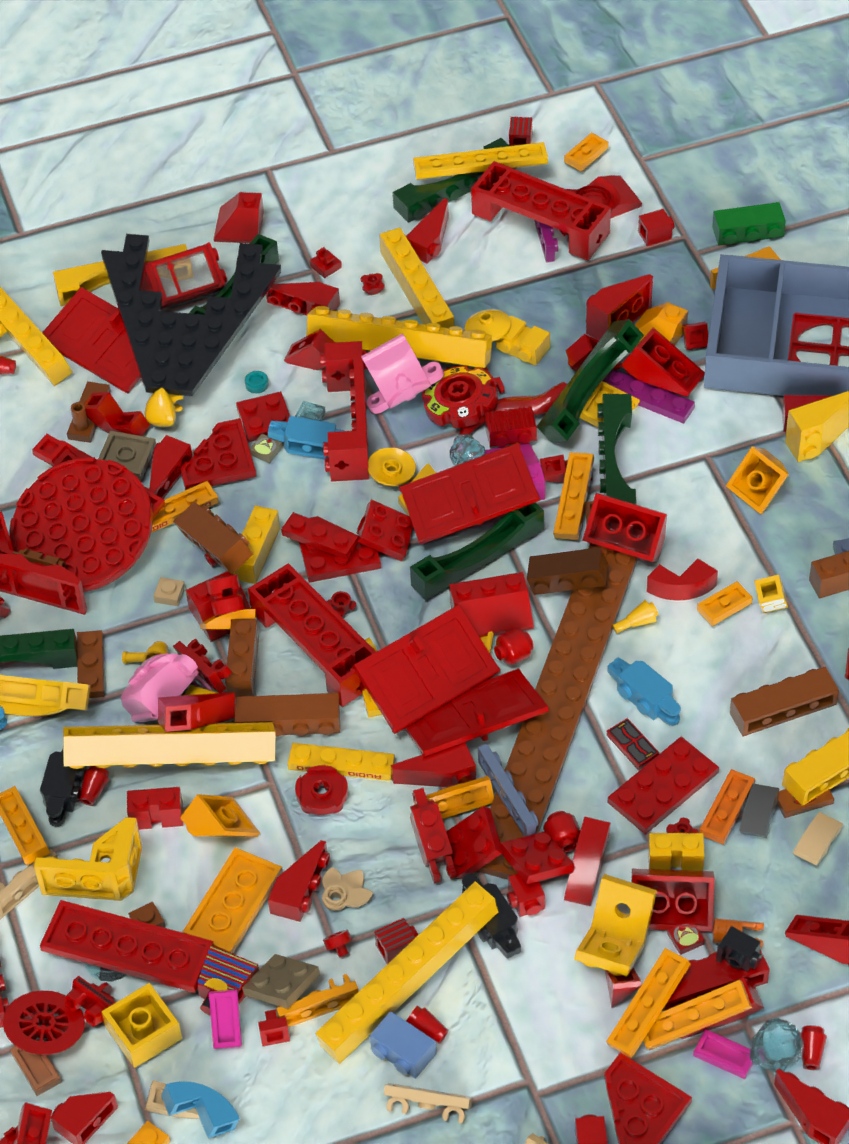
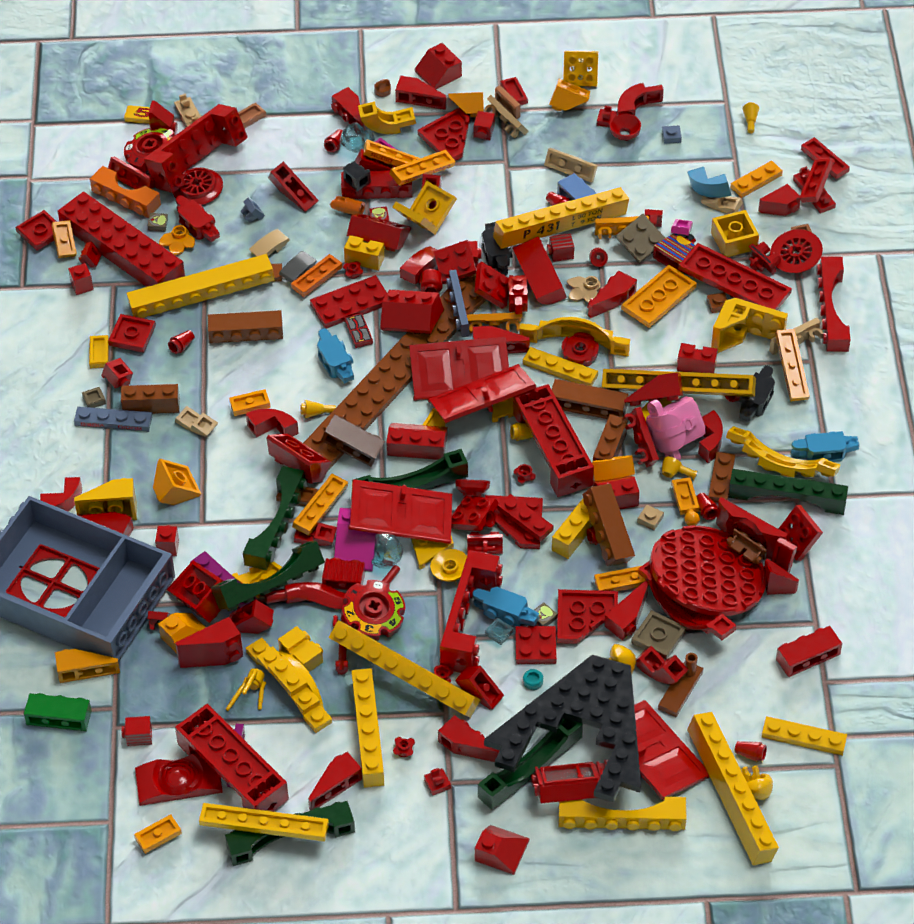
camera: 165 degrees left, 0 degrees up
(100, 615) = (707, 508): none -> red cone
(109, 701) = (713, 436): none -> red brick
(128, 618) = (686, 500): none -> light orange plate
(217, 818) = (654, 342): light orange slope -> none
(227, 603) = (611, 468): red wheel -> none
(333, 810) = (569, 325): none -> yellow piece
(356, 499) = (485, 543): none -> red hips
(398, 374) = (417, 624): bright pink piece -> none
(400, 573) = (472, 487): none -> red piece
(408, 884) = (539, 271): none -> red brick
(491, 321) = (325, 667): yellow dish -> none
(513, 646) = (413, 405): red head -> none
(520, 131) = (208, 869): red brick -> none
(523, 305) = (295, 681): none -> yellow piece
(559, 303) = (252, 681): none -> yellow plant
(568, 770) = (410, 311): none -> red slope
(731, 411) = (167, 539): none -> red brick
(751, 1099) = (385, 122): none -> yellow arch
(771, 563) = (195, 422): none -> tan slope
(771, 593) = (216, 391): yellow brick -> none

